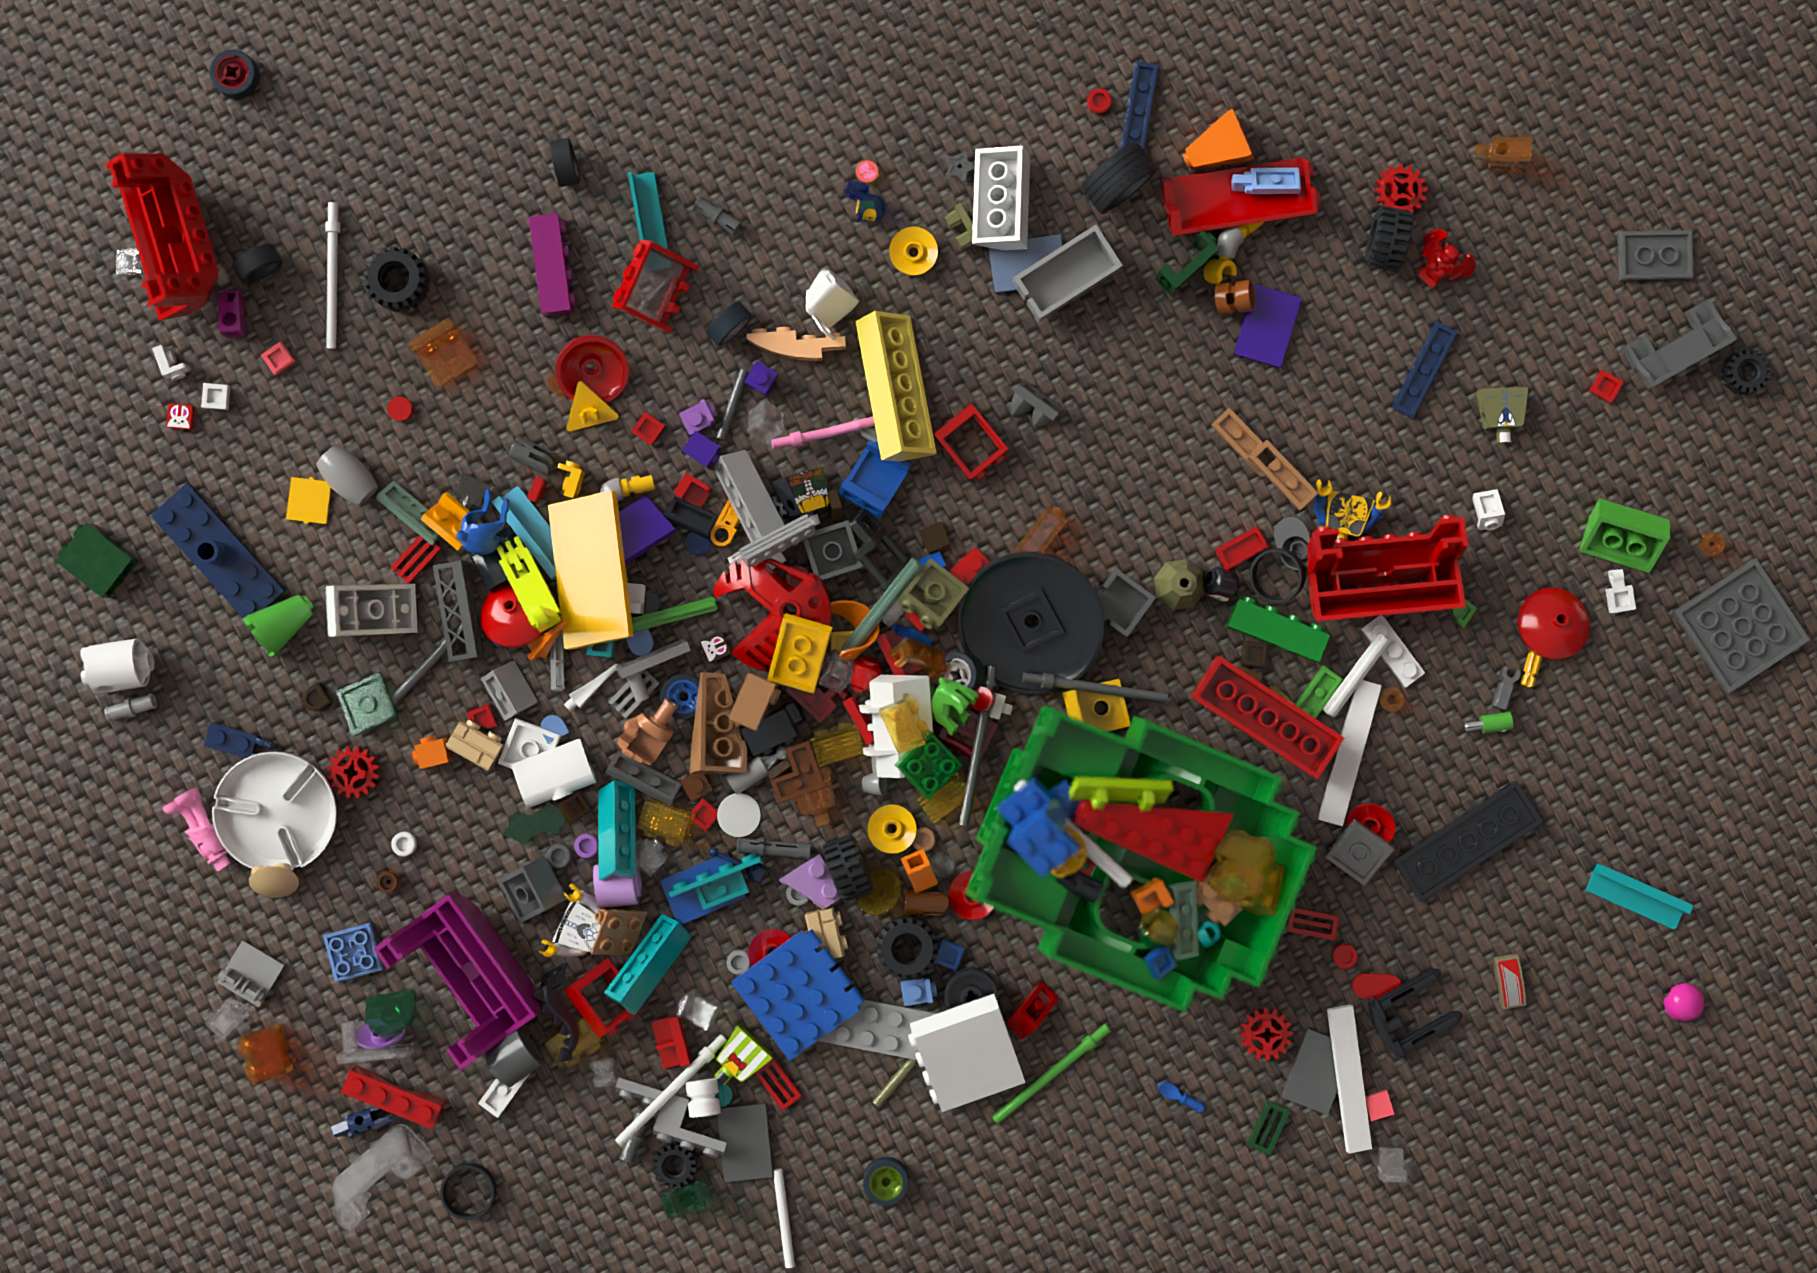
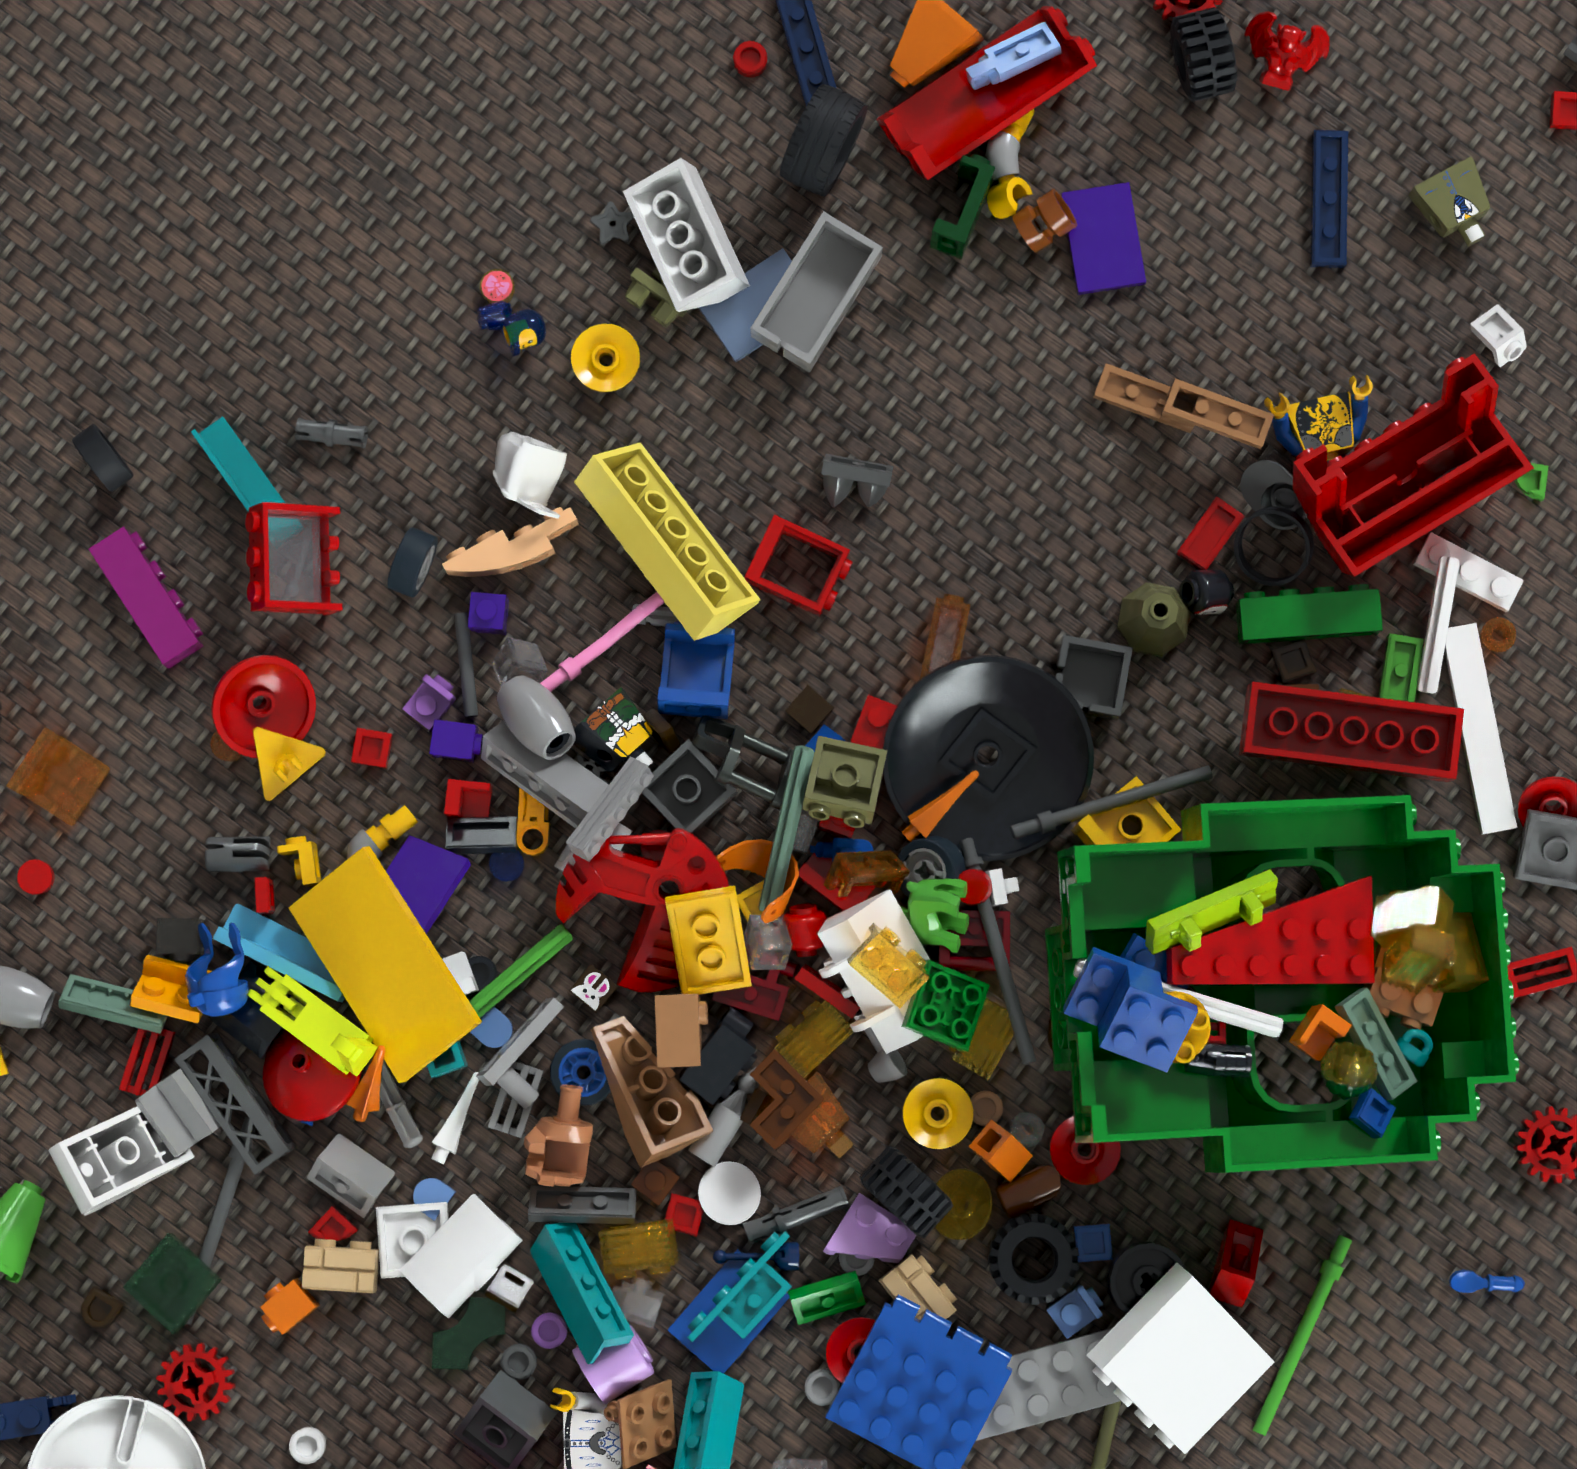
camera: 25 degrees left, 5 degrees down
(418, 600) = (177, 1113): none -> light grey panel
(759, 460) = (536, 717): none -> light grey piece
(767, 908) = (826, 1297): none -> green plate
(973, 642) = (927, 817): none -> orange piece

